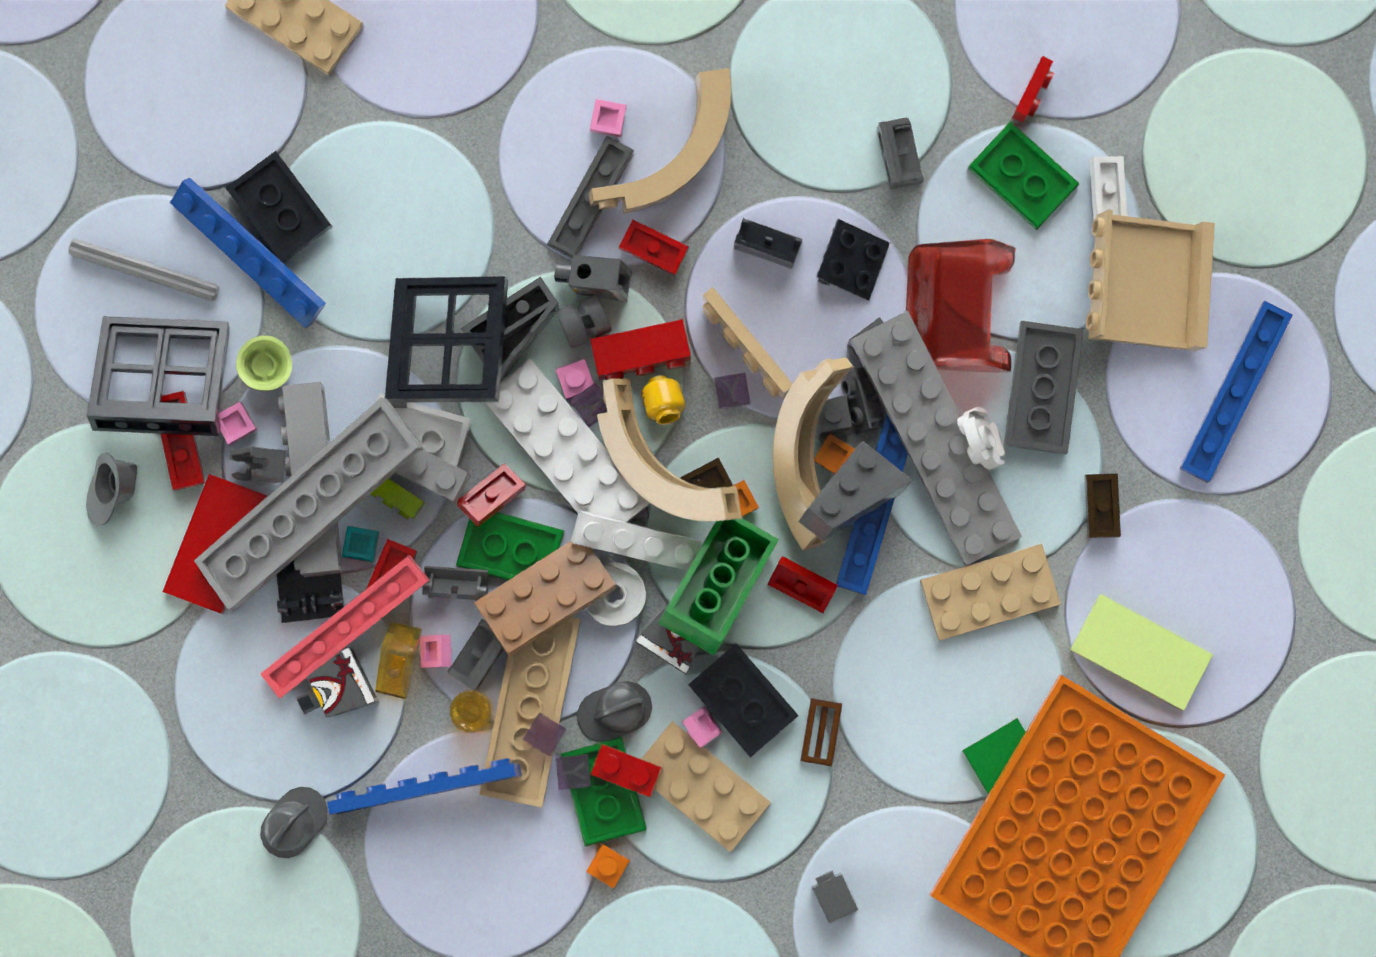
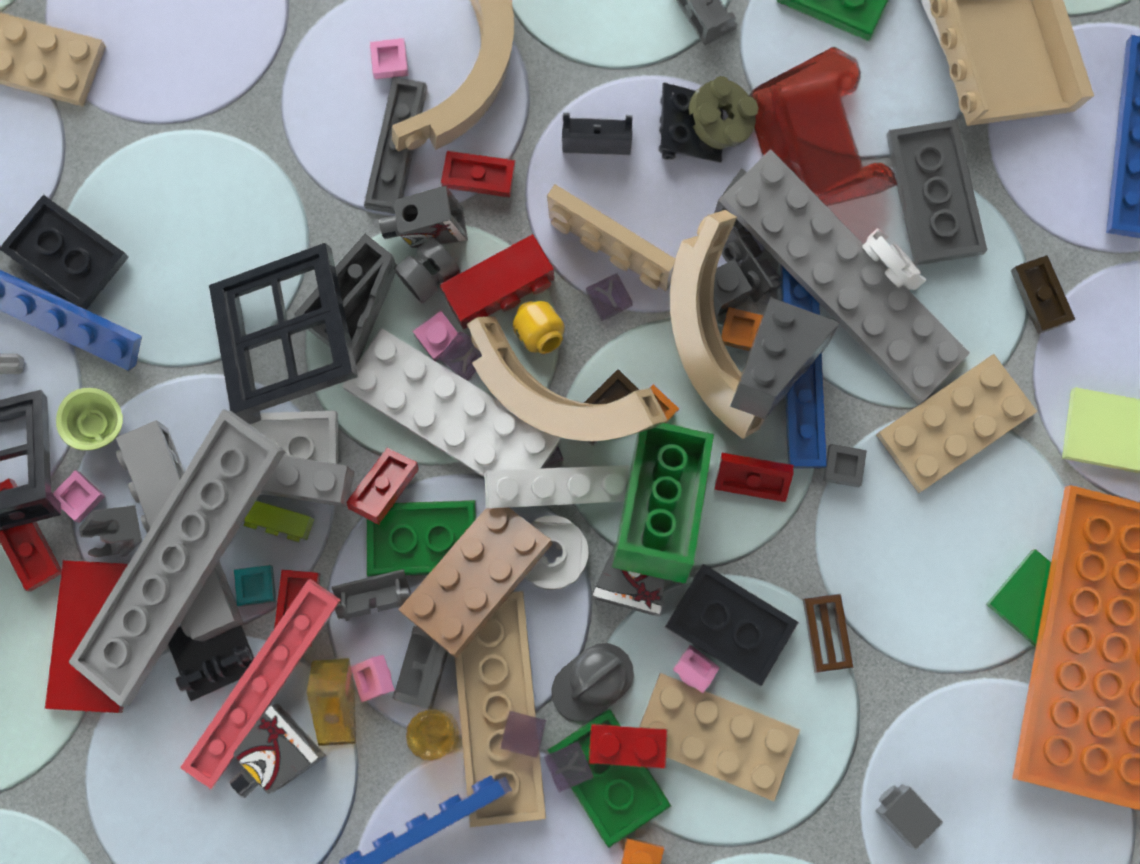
camera: 15 degrees left, 5 degrees down
(882, 598) = (845, 465): none -> dark grey plate
(899, 260) = (738, 106): none -> olive plate

